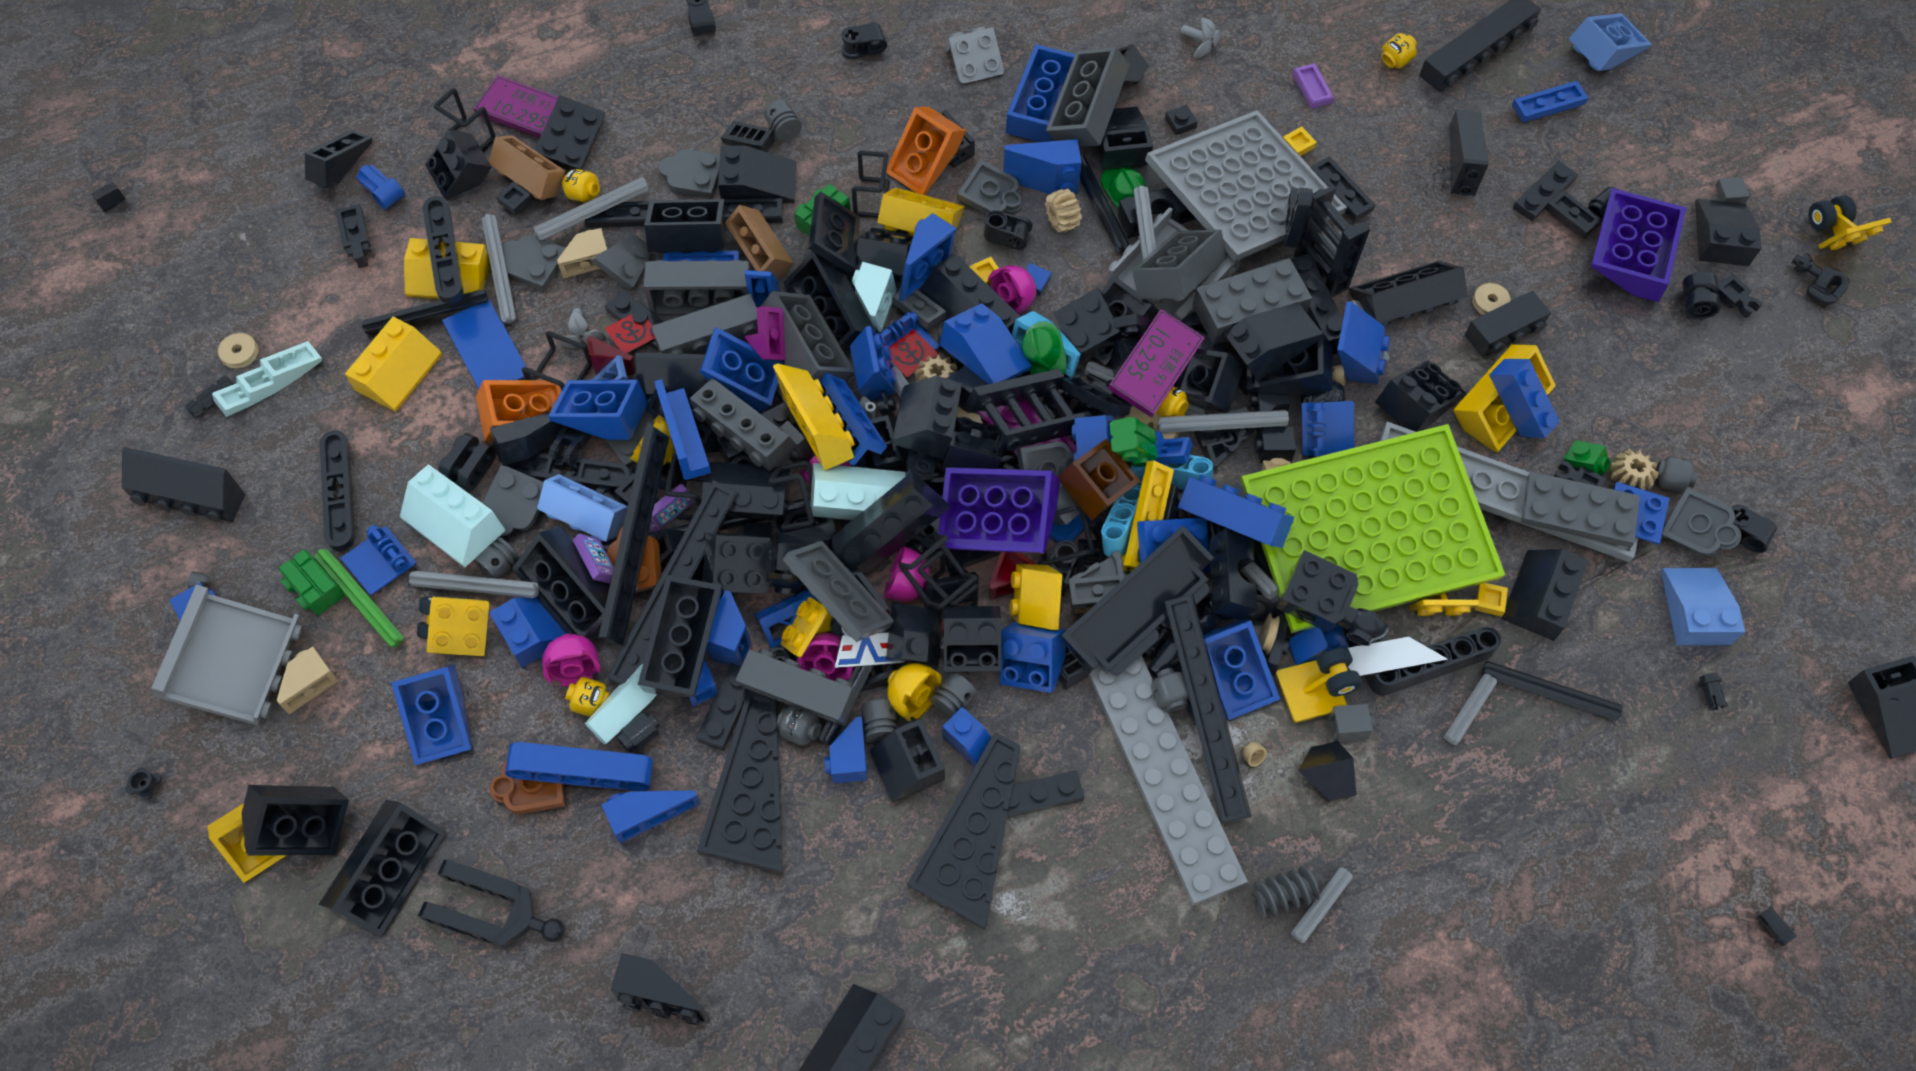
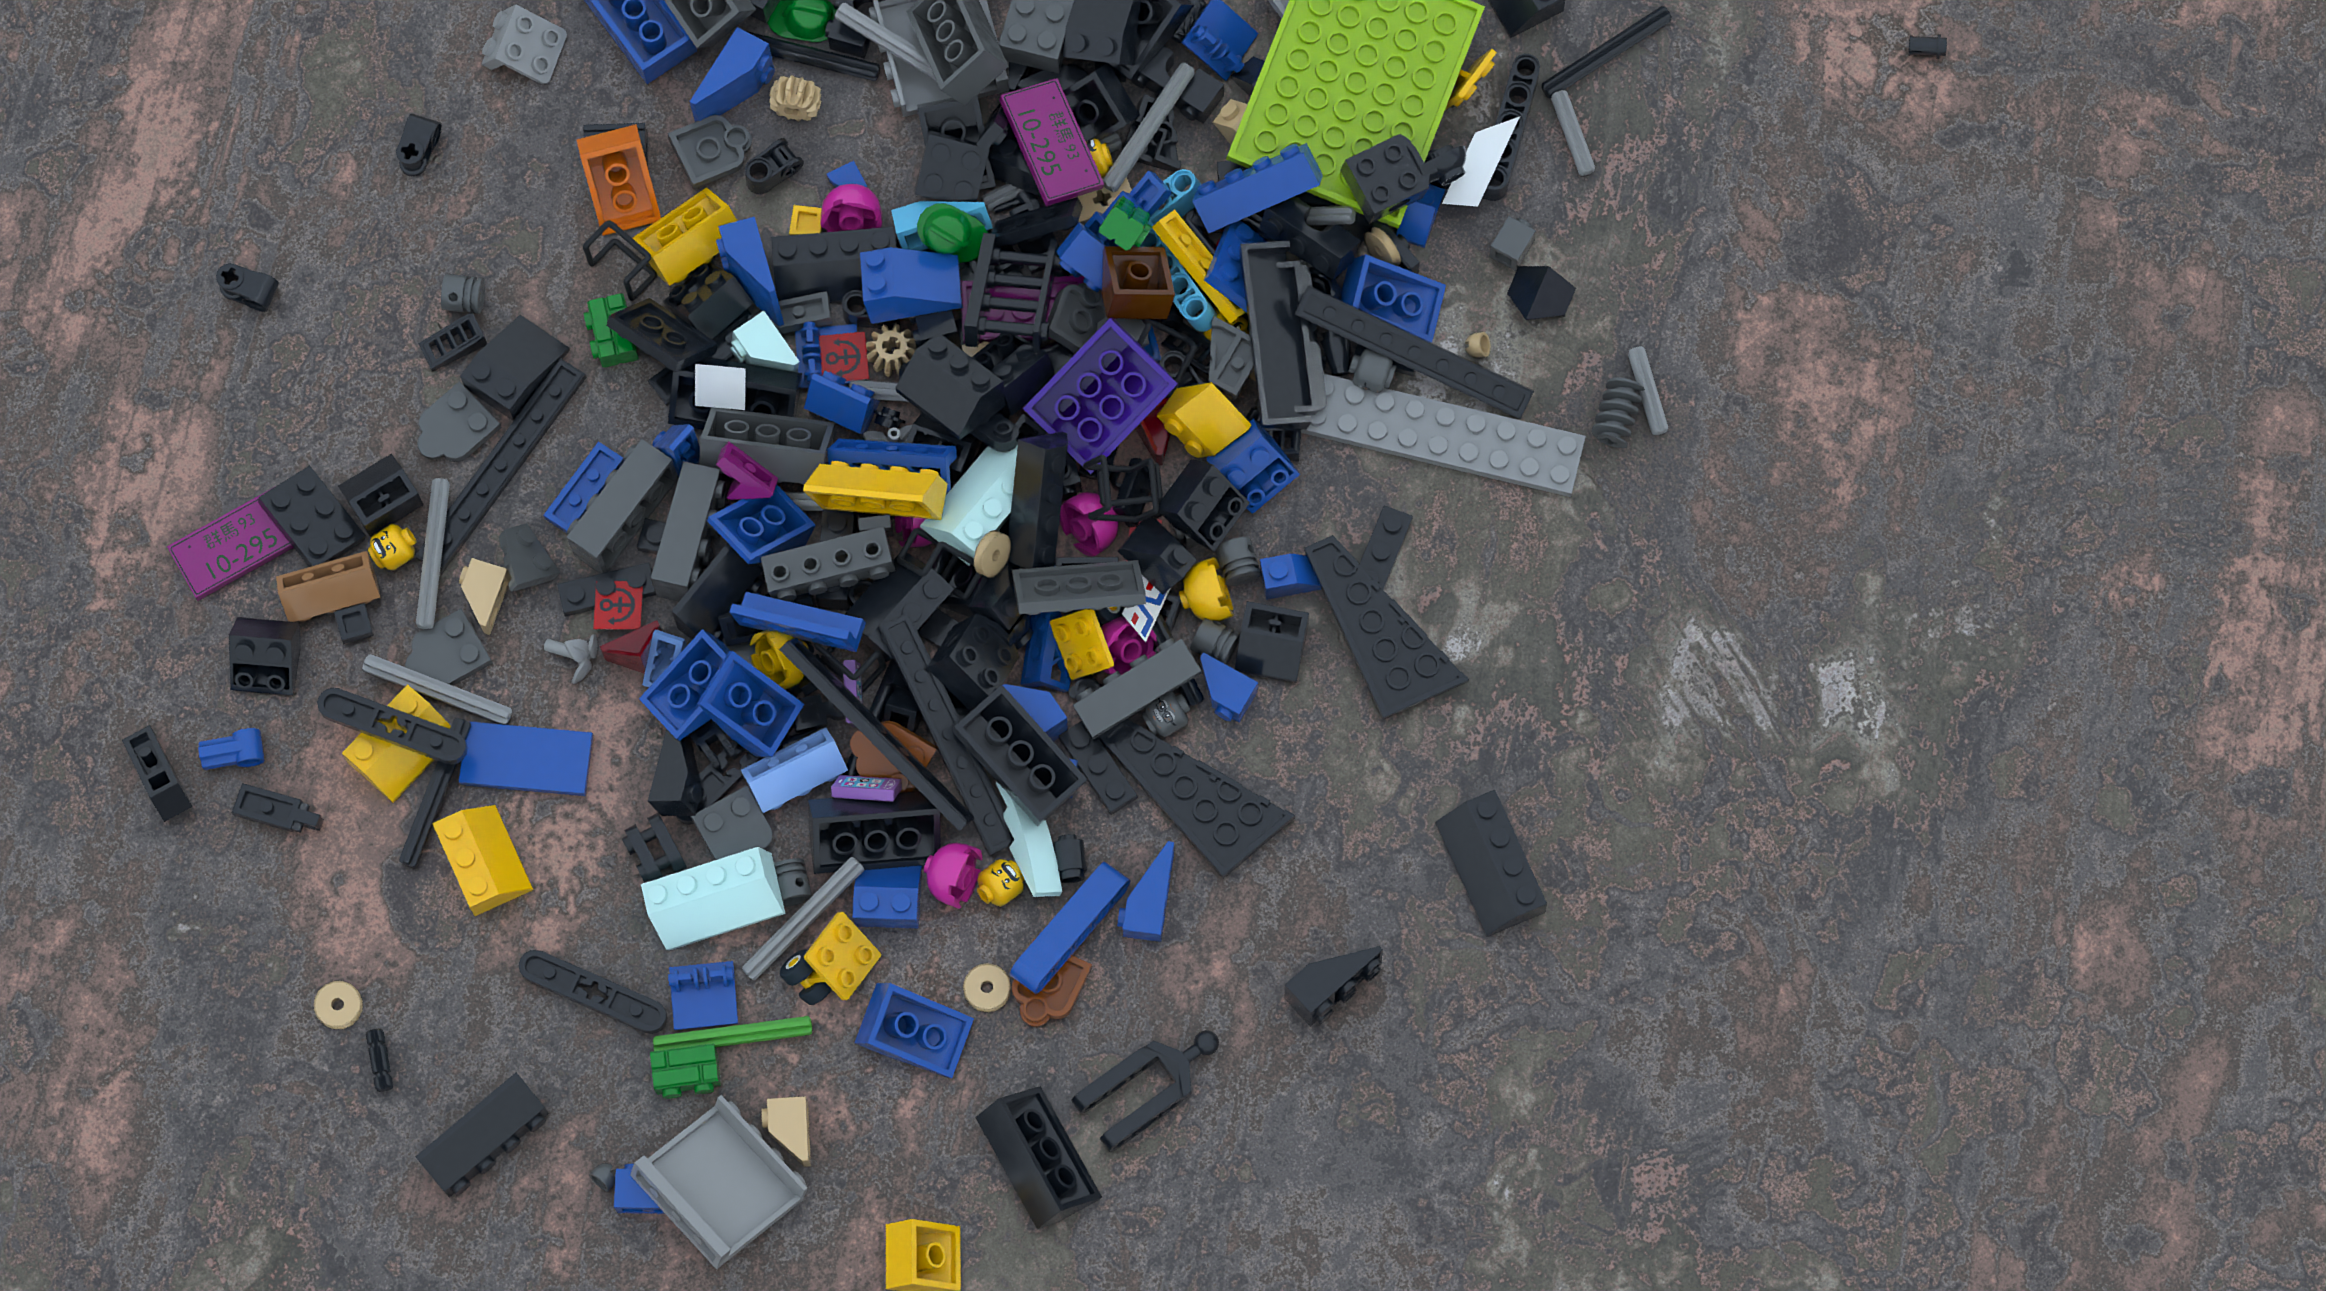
camera: 50 degrees left, 10 degrees up
(108, 196) = (18, 1039): black slope -> none
(272, 376) = (401, 991): light aqua slope -> none
(292, 820) = (944, 1201): black slope -> none
(463, 122) = (197, 626): black piece -> none
(494, 735) = (987, 974): none -> tan piece
(512, 401) = (626, 765): orange slope -> none
(537, 374) = (639, 705): black piece -> none
(597, 438) = (749, 706): none -> blue slope
(610, 159) = (381, 495): none -> black slope
(685, 225) = (534, 472): black brick -> none
(758, 241) = (607, 415): medium nougat brick -> none
(820, 511) = (992, 553): none -> tan piece
(823, 286) = (720, 386): none -> white sticker
(1318, 685) = (1459, 243): yellow plate -> none
(1491, 599) = (1490, 32): yellow plate -> none

